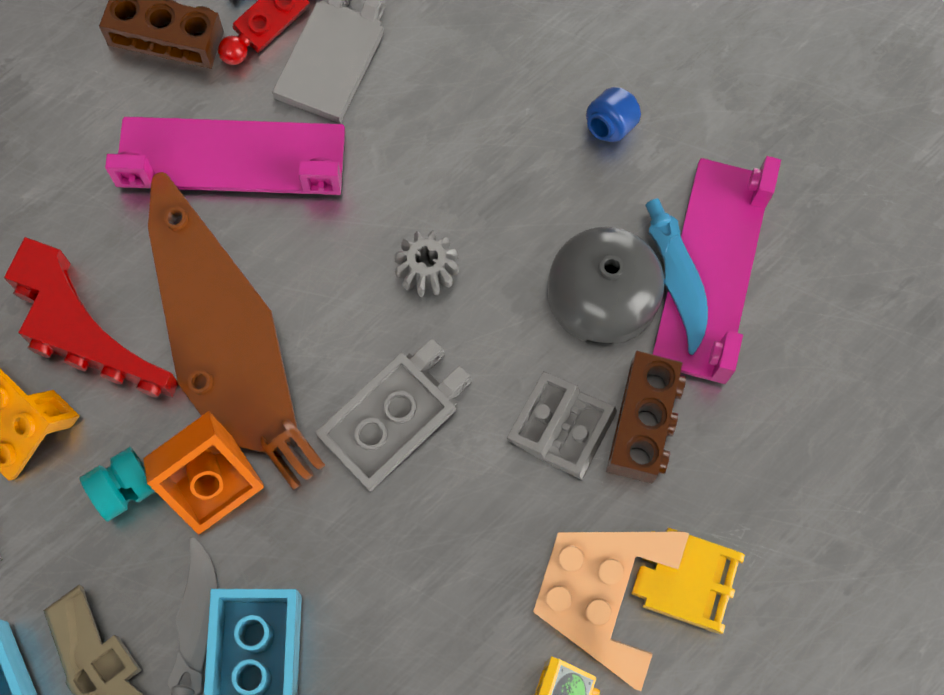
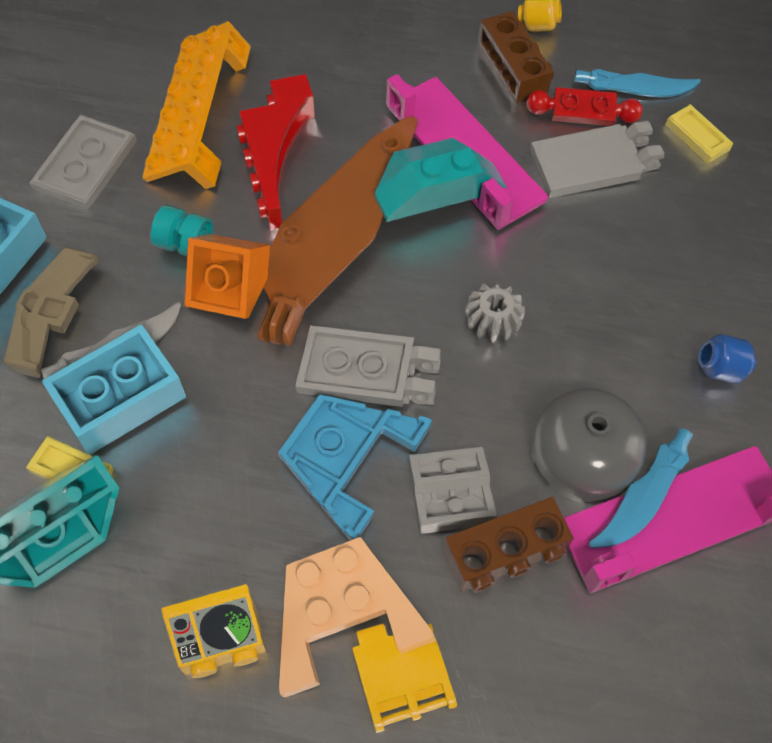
camera: 55 degrees right, 10 degrees down
(249, 210) = (432, 178): none -> teal wedge
(451, 496) = (333, 444): none -> dark azure wing

